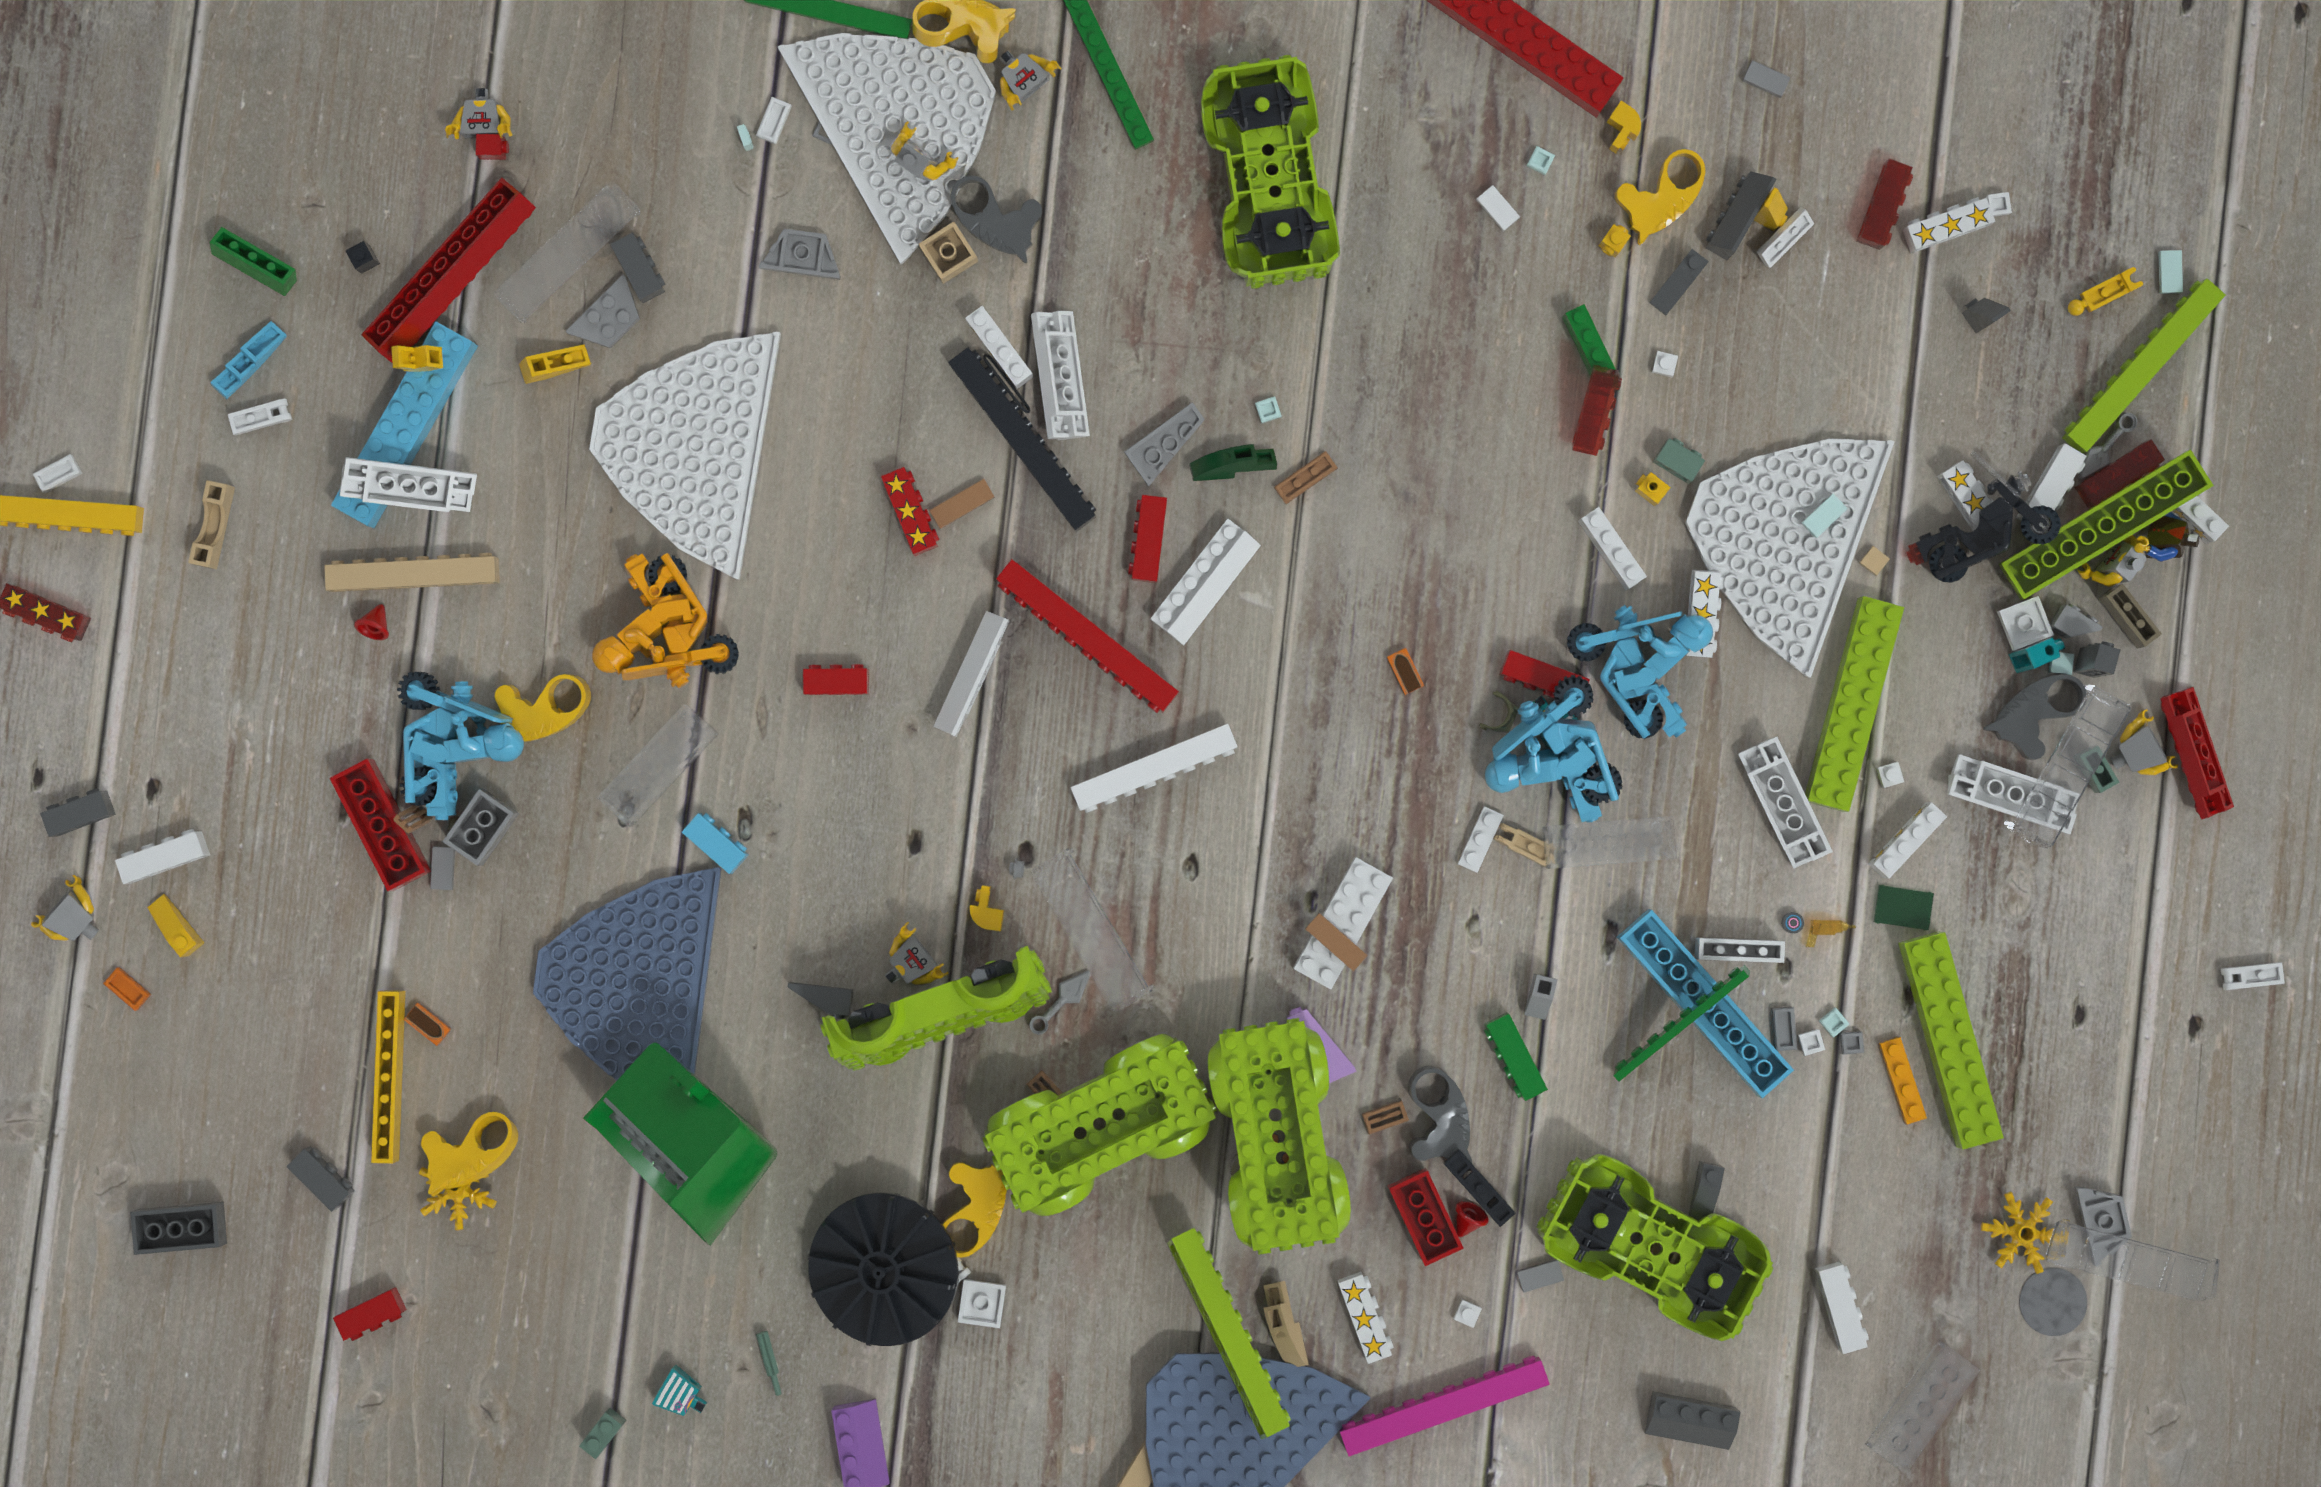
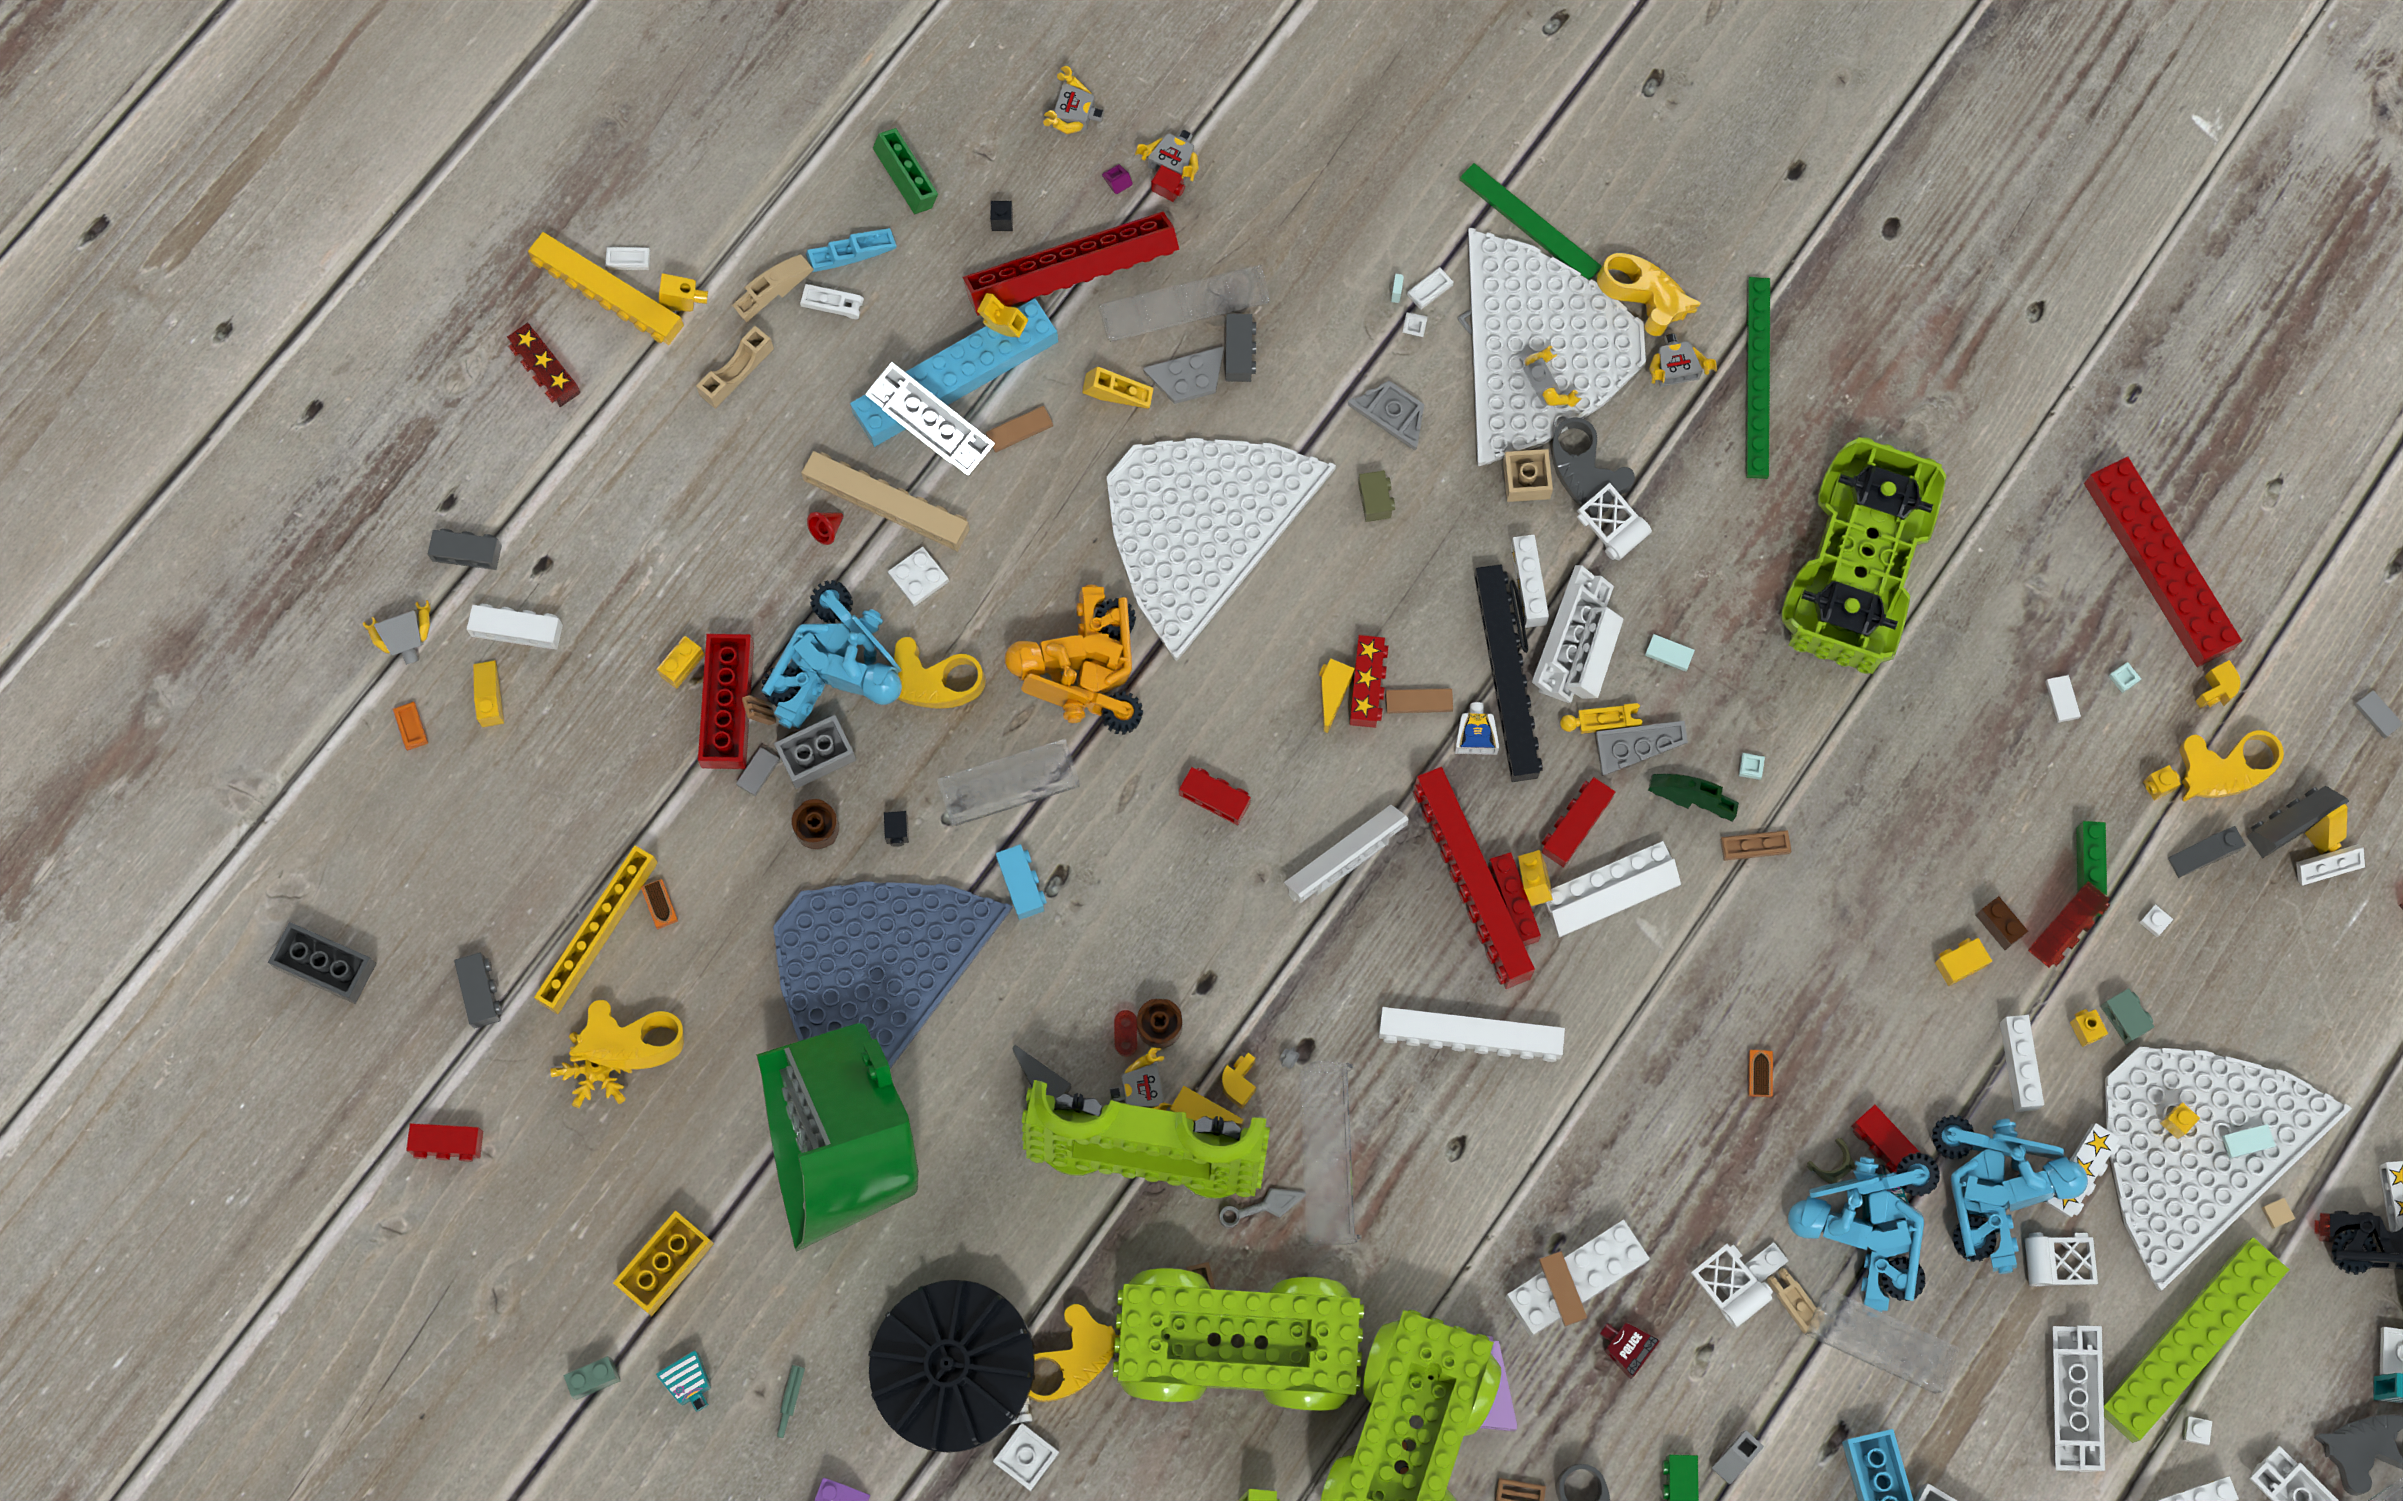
camera: 30 degrees right, 15 degrees down
(115, 486) = (680, 293): none -> yellow torso
(197, 431) = (775, 281): none -> tan slope
(321, 811) = (680, 662): none -> yellow brick
(367, 118) = (1073, 107): none -> torso
(444, 164) = (1117, 179): none -> magenta slope
(479, 624) = (918, 576): none -> white plate
(489, 445) = (1019, 429): none -> medium nougat tile
(506, 884) = (805, 818): none -> reddish brown brick
(586, 854) = (896, 828): none -> black brick
(605, 1314) = (663, 1263): none -> yellow brick
(778, 163) = (1415, 324): none -> white slope
(828, 341) = (1375, 496): none -> olive brick
(871, 922) = (1125, 1034): none -> clear red plate
(884, 530) = (1334, 685): none -> yellow slope
(907, 895) = (1164, 1011): none -> reddish brown brick
(964, 953) = (1198, 1106): none -> yellow slope
(1024, 506) = (1477, 732): none -> torso
(1060, 260) = (1625, 536): none -> white piece
(1087, 383) = (1594, 652): none -> white brick
(1123, 437) = (1602, 719): none -> yellow plate
(1130, 635) = (1514, 896): none -> red brick
(1138, 609) = (1535, 878): none -> yellow brick
(1149, 346) = (1669, 652): none -> light aqua tile
(1411, 955) = (1628, 1347): none -> dark red torso
(1486, 864) = (1743, 1302): none -> white piece
(1523, 487) = (1963, 961): none -> yellow brick
(1540, 437) = (2001, 923): none -> reddish brown brick
(1703, 701) = (2042, 1260): none -> white piece
(1761, 530) = (2180, 1120): none -> yellow brick

